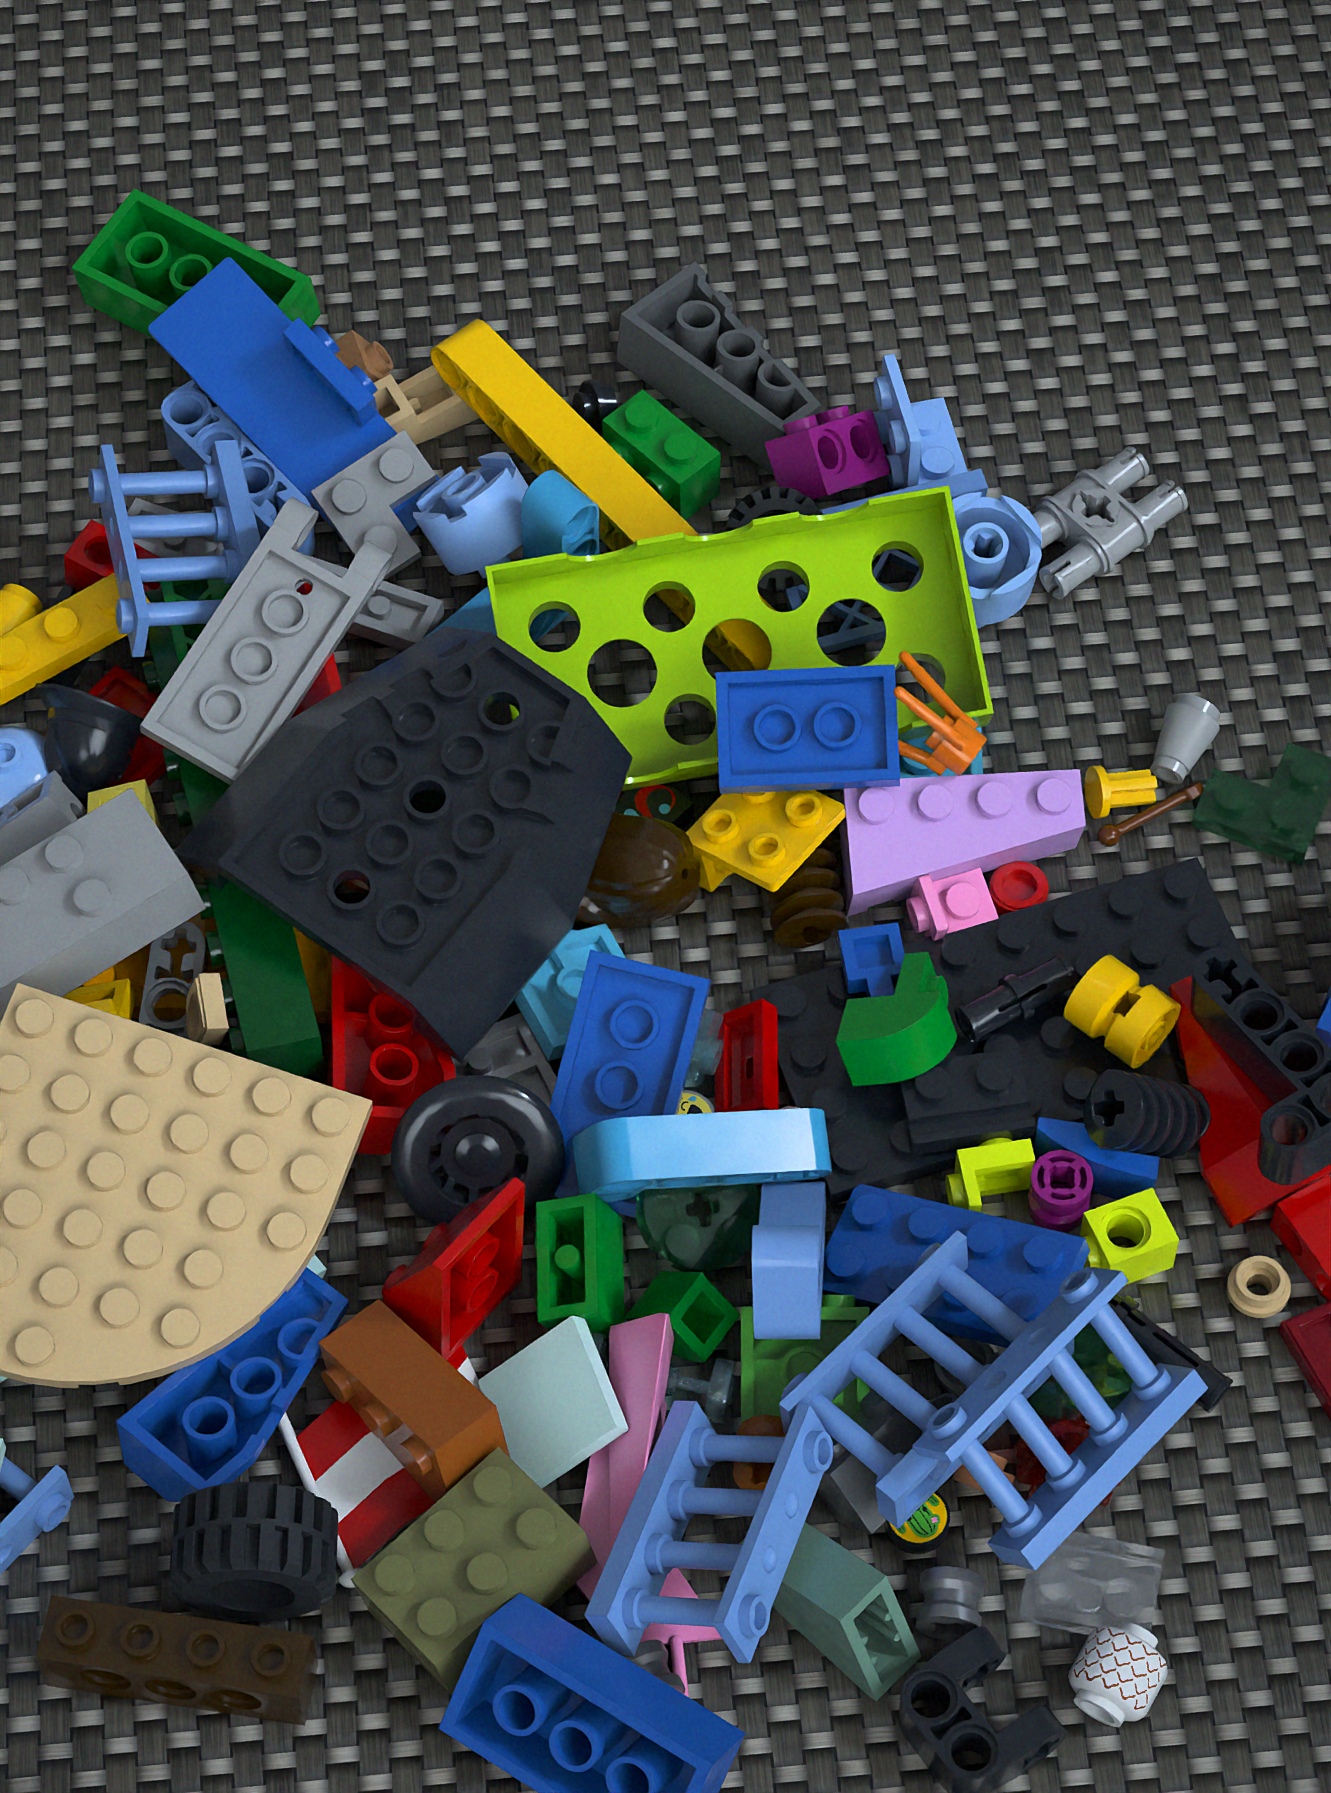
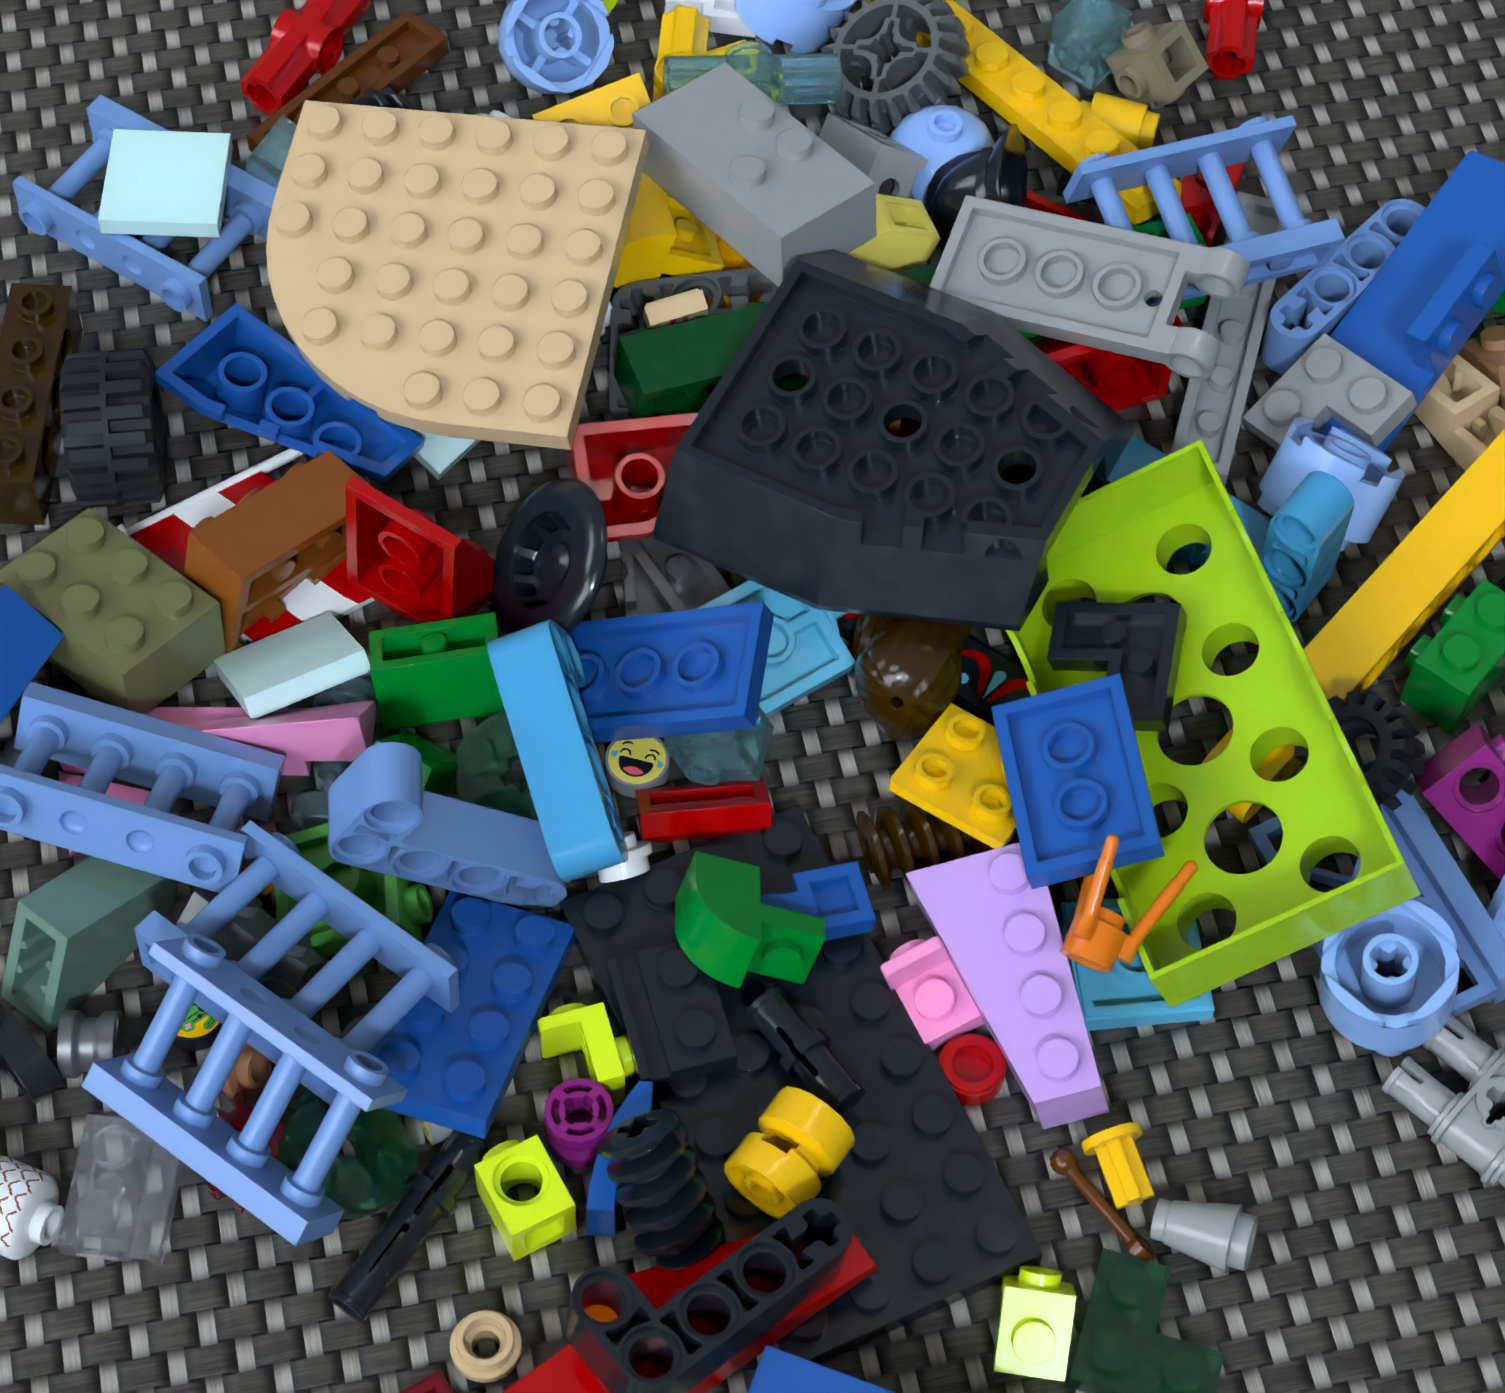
camera: 80 degrees right, 0 degrees up
(654, 676) = (1126, 639): none -> black plate
(1257, 868) = (1035, 1324): none -> bracket

